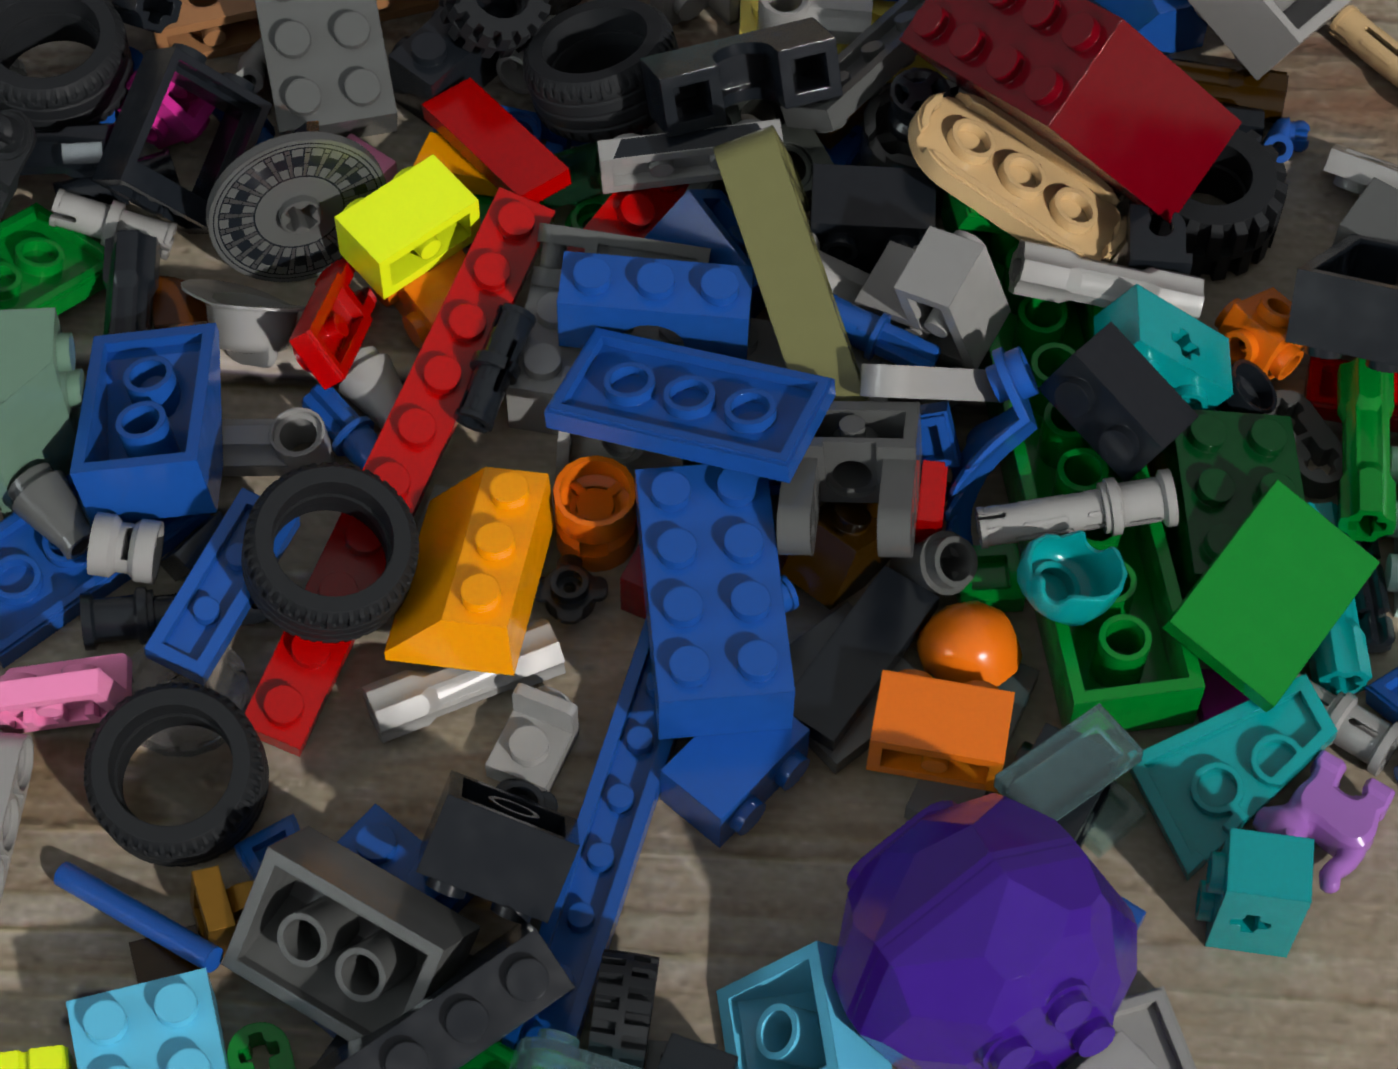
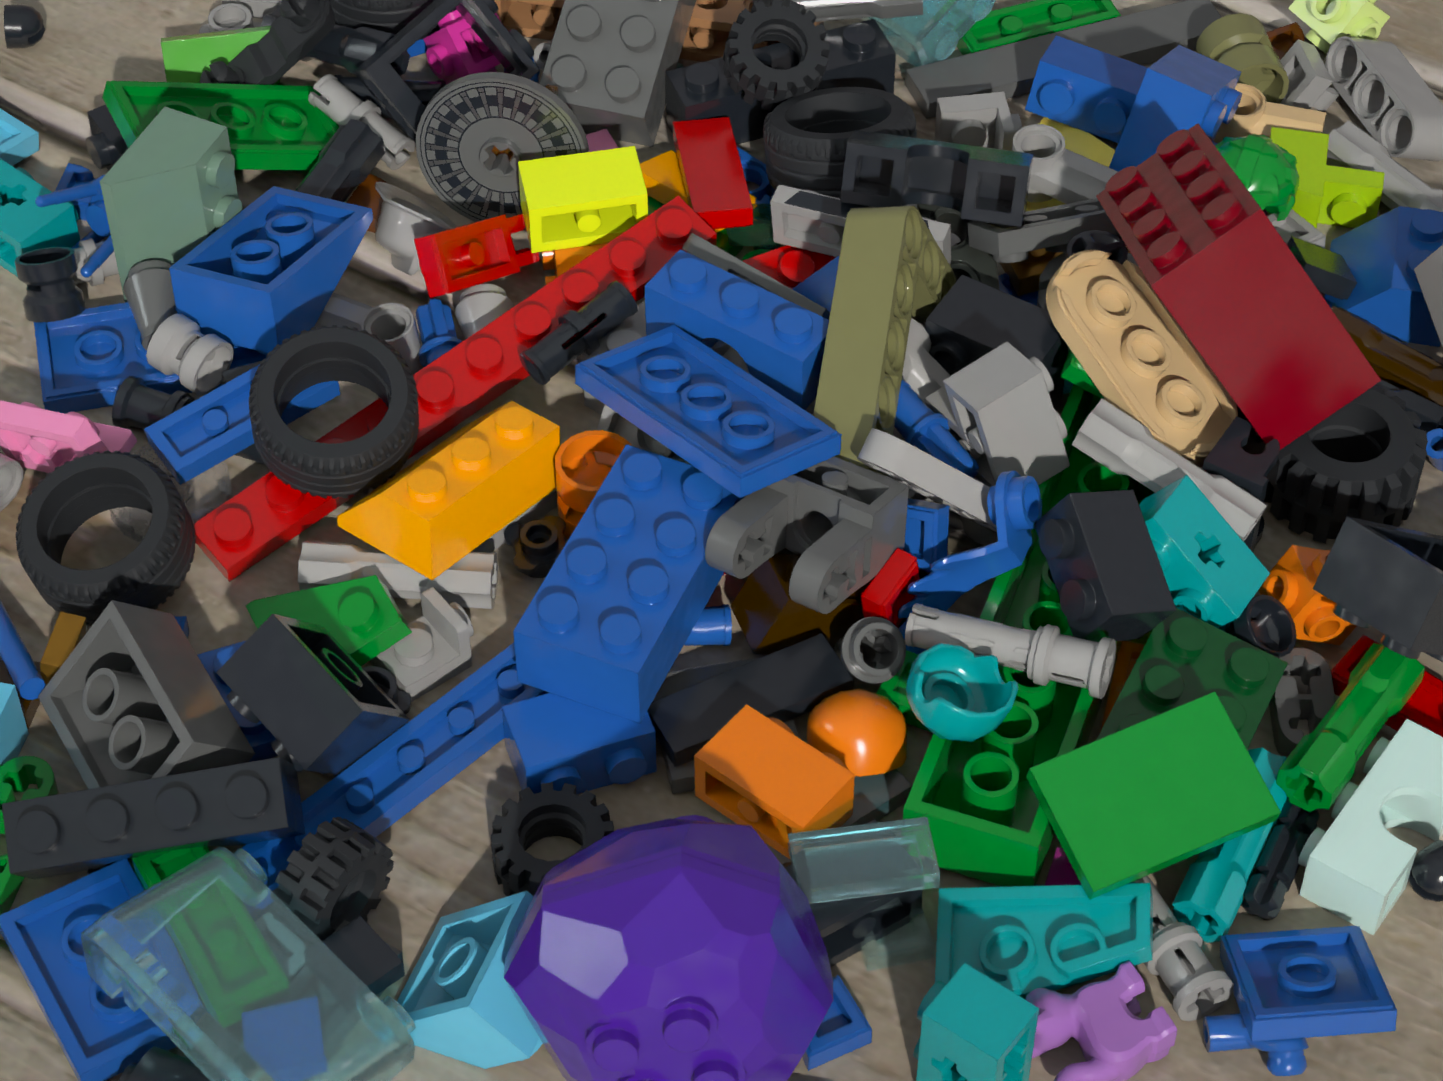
camera: 30 degrees right, 10 degrees down
(416, 765) = (353, 611): none -> green wing
(780, 842) = (538, 817): none -> black tyre

